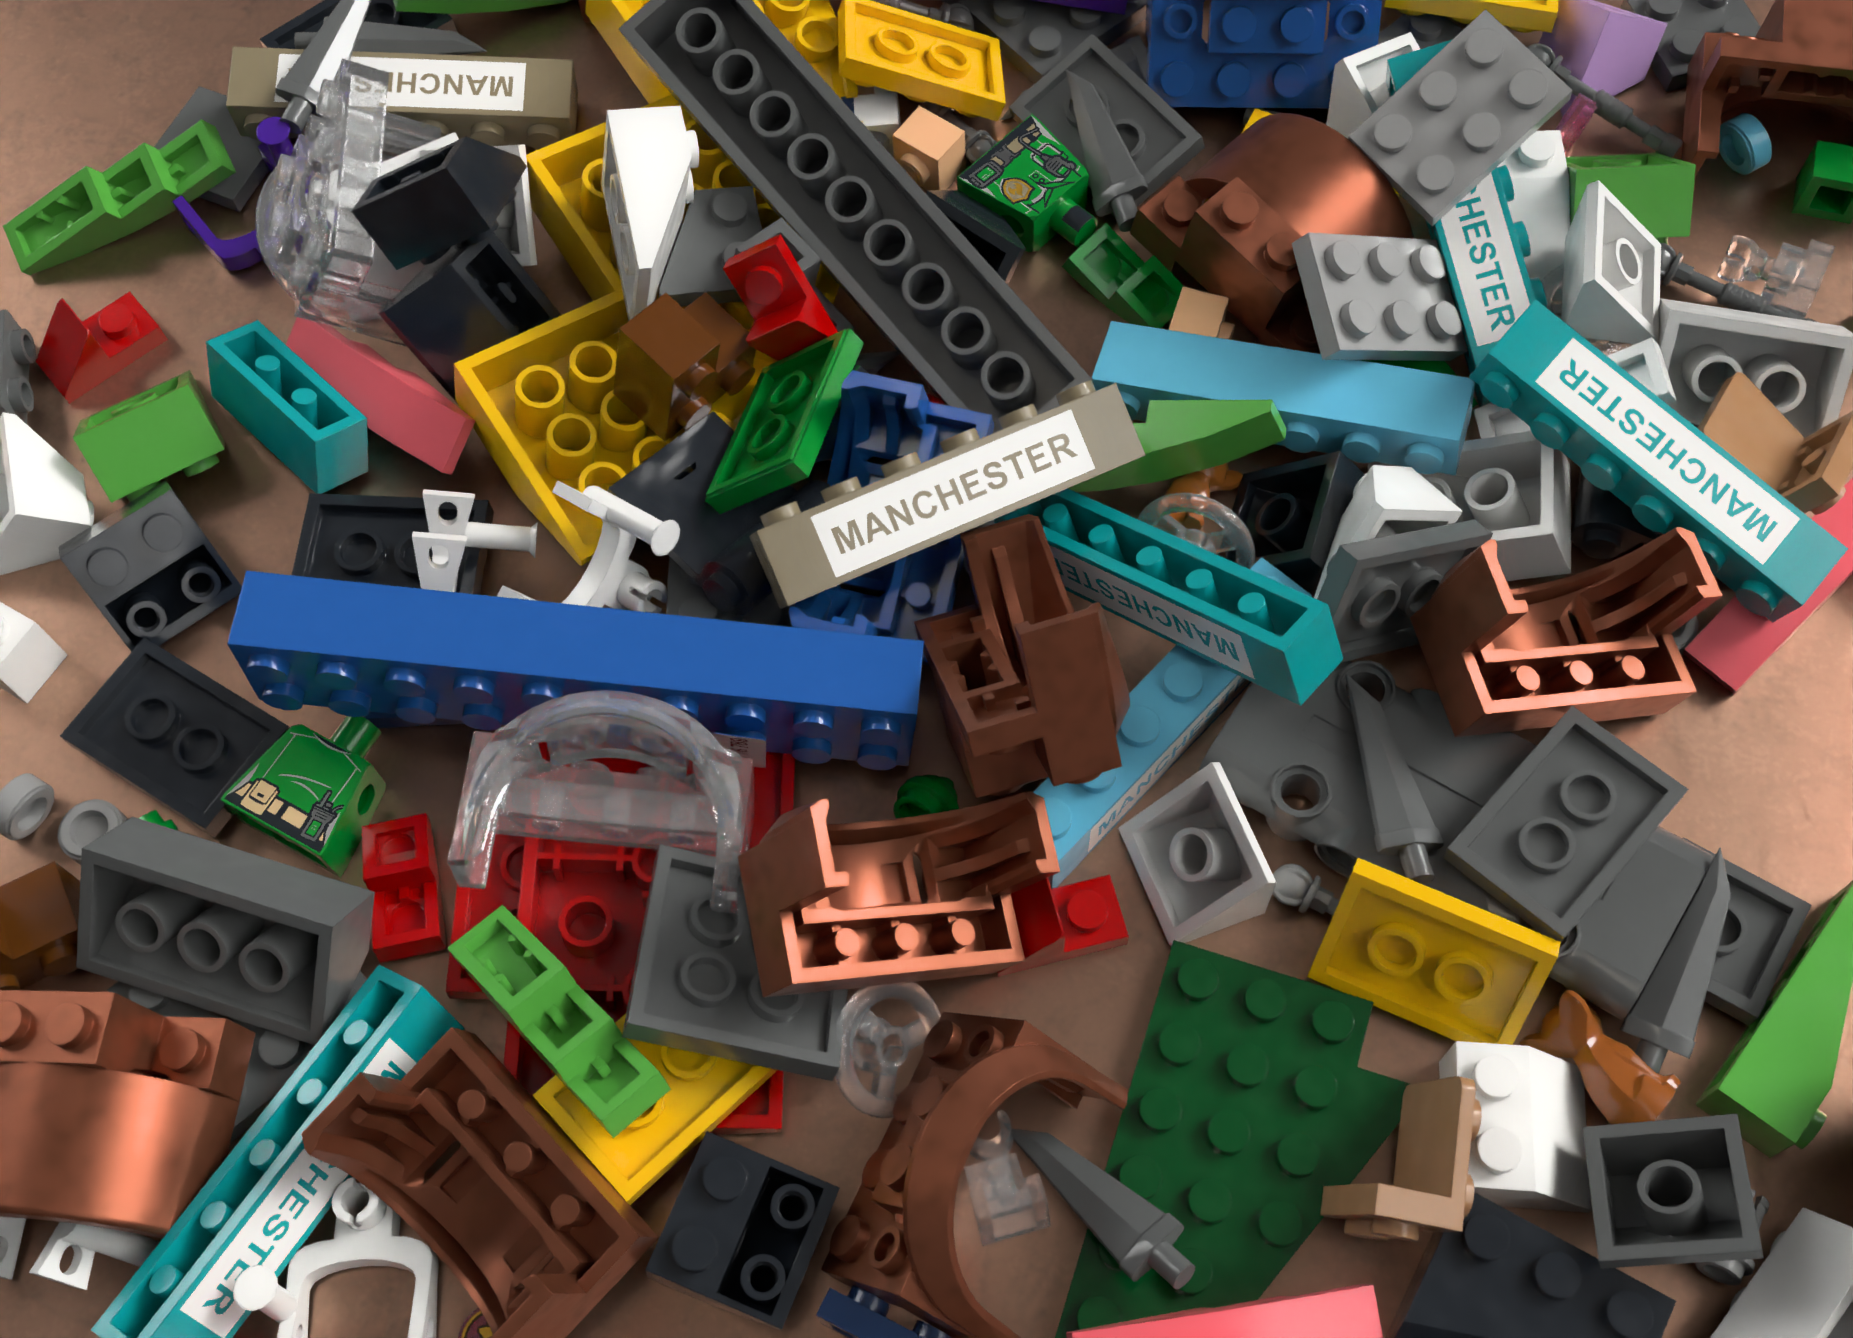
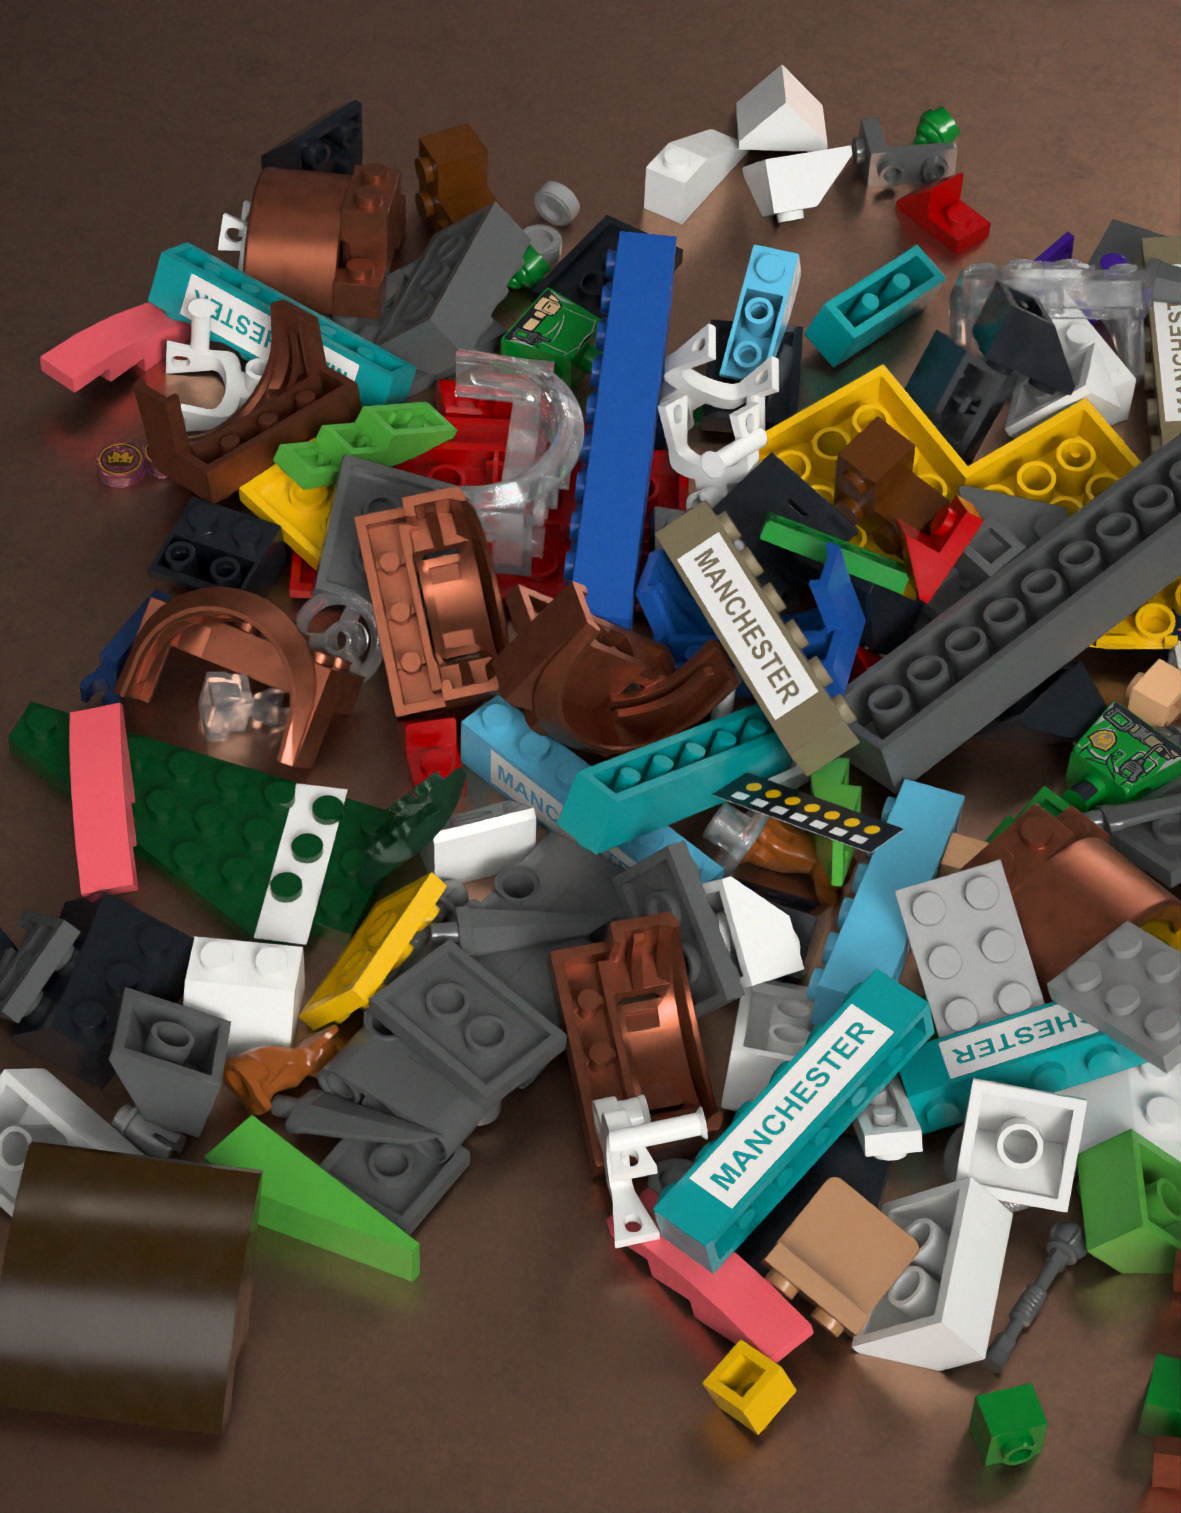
camera: 85 degrees right, 15 degrees down
(126, 197) = (1073, 207): bright green slope -> none
(150, 438) = (847, 235): bright green slope -> none
(150, 568) = (725, 238): black slope -> none
(307, 527) = (761, 310): none -> medium azure slope
(392, 399) = (893, 347): coral slope -> none
(646, 194) = (1020, 453): white slope -> none
(745, 746) = (560, 537): white sticker -> none
(1122, 1220) = (196, 759): dark grey bar -> none
(1219, 437) = (808, 812): none -> black sticker
(1252, 910) = (412, 824): none -> clear green slope
(1365, 1079) = (293, 920): none -> white sticker
(1430, 1172) = (193, 908): medium nougat bracket -> none
(1727, 643) = (626, 1131): none -> white piece
(1790, 277) = (1047, 1339): clear piece -> none

